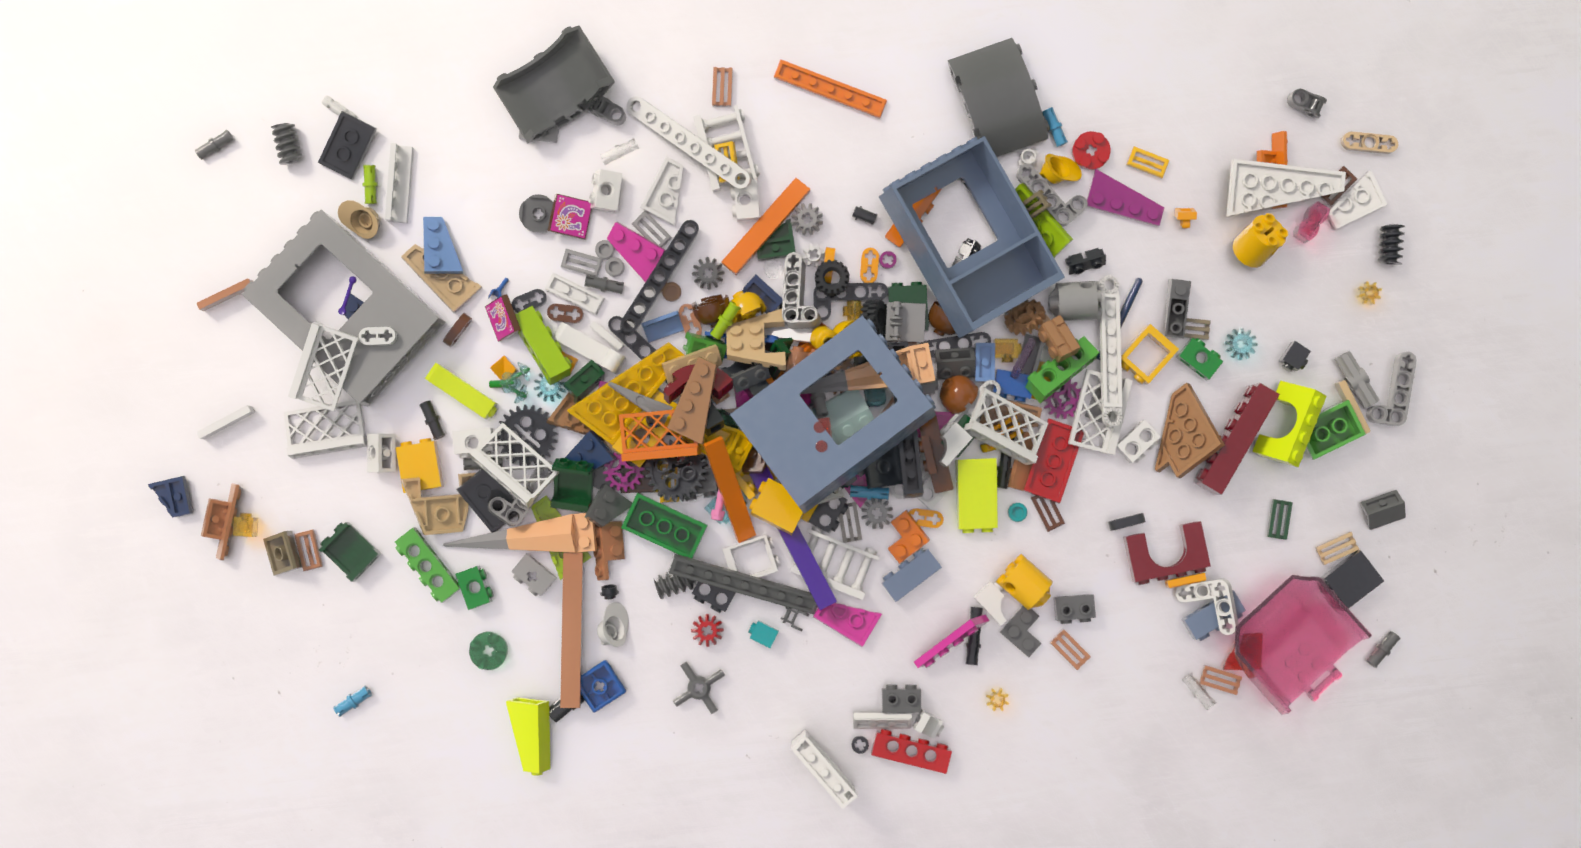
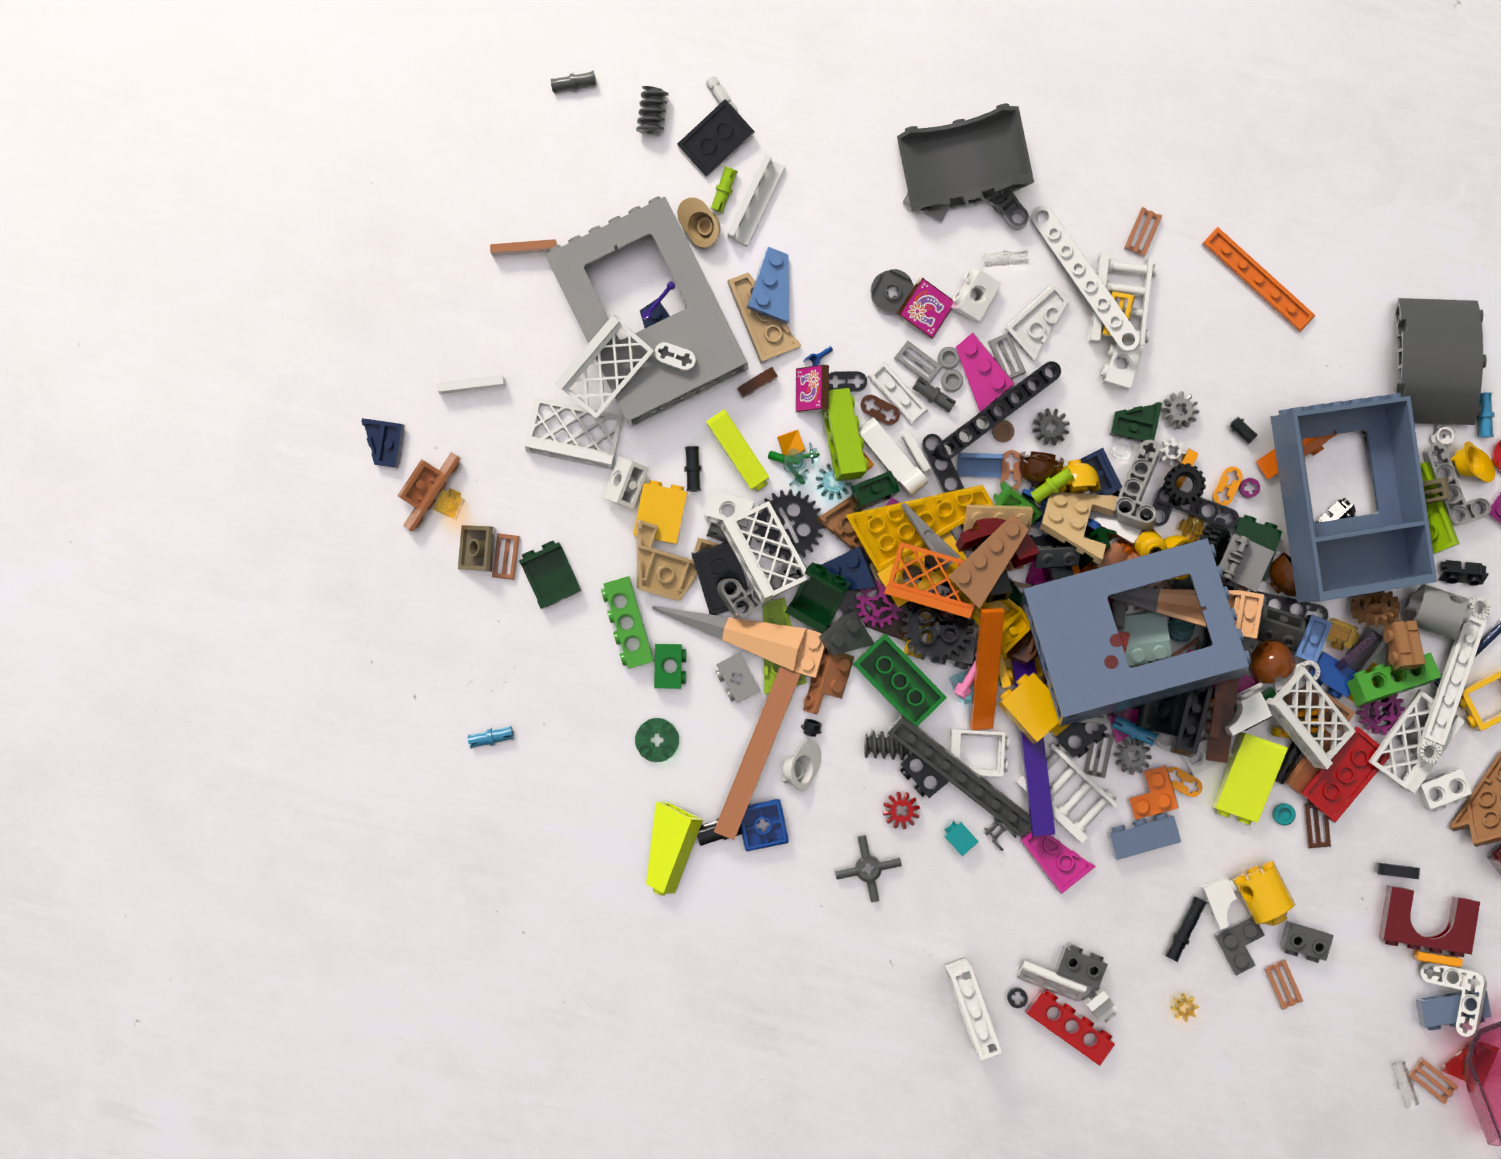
camera: 20 degrees right, 0 degrees up
(765, 226) = (1132, 400): orange tile -> none
(953, 639) = (1165, 924): dark pink wing -> none

